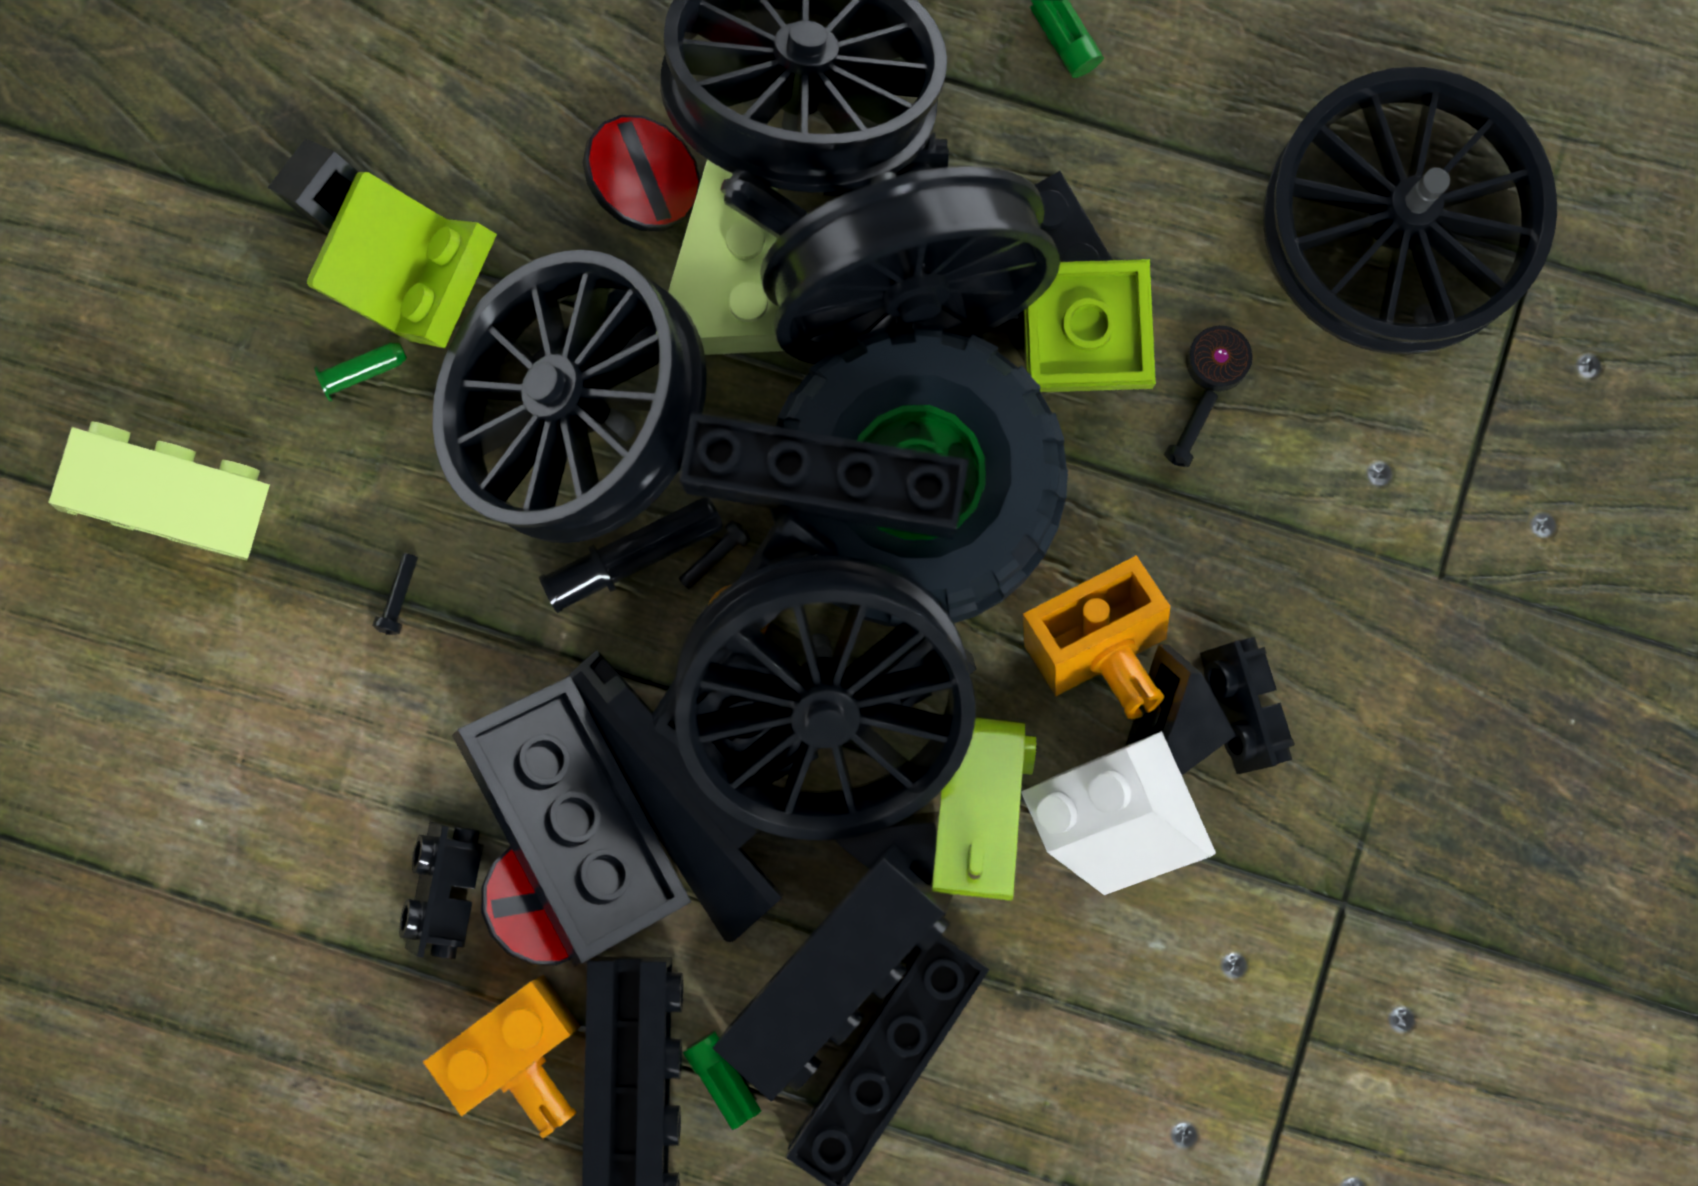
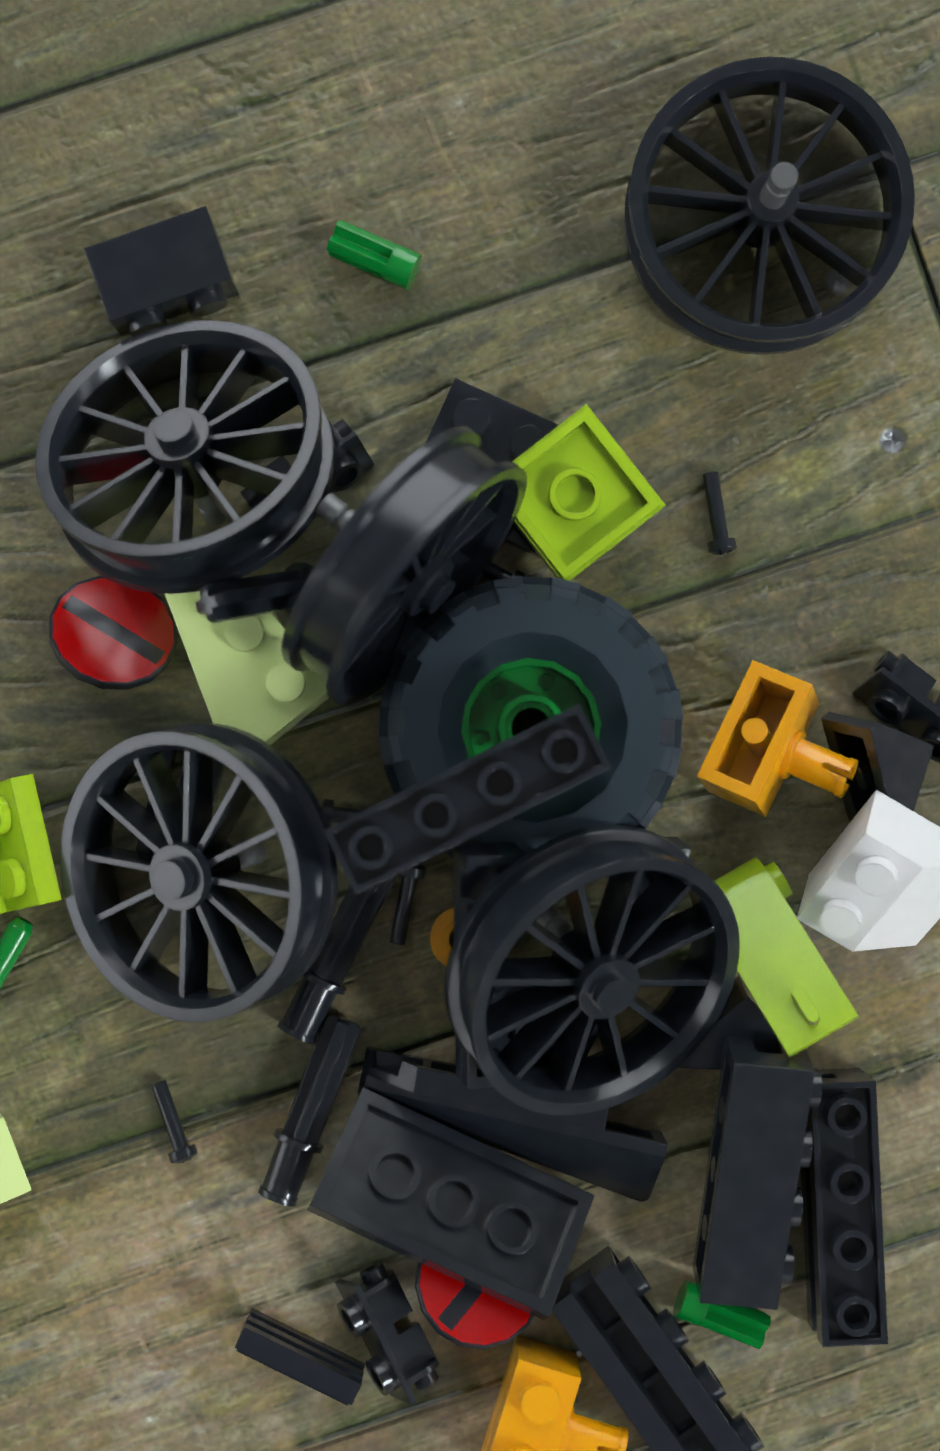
camera: 45 degrees left, 5 degrees up
(356, 855) = (300, 1357): none -> black tile
(514, 664) = (310, 1110): none -> black axle
(1219, 358) = (696, 439): black tile -> none

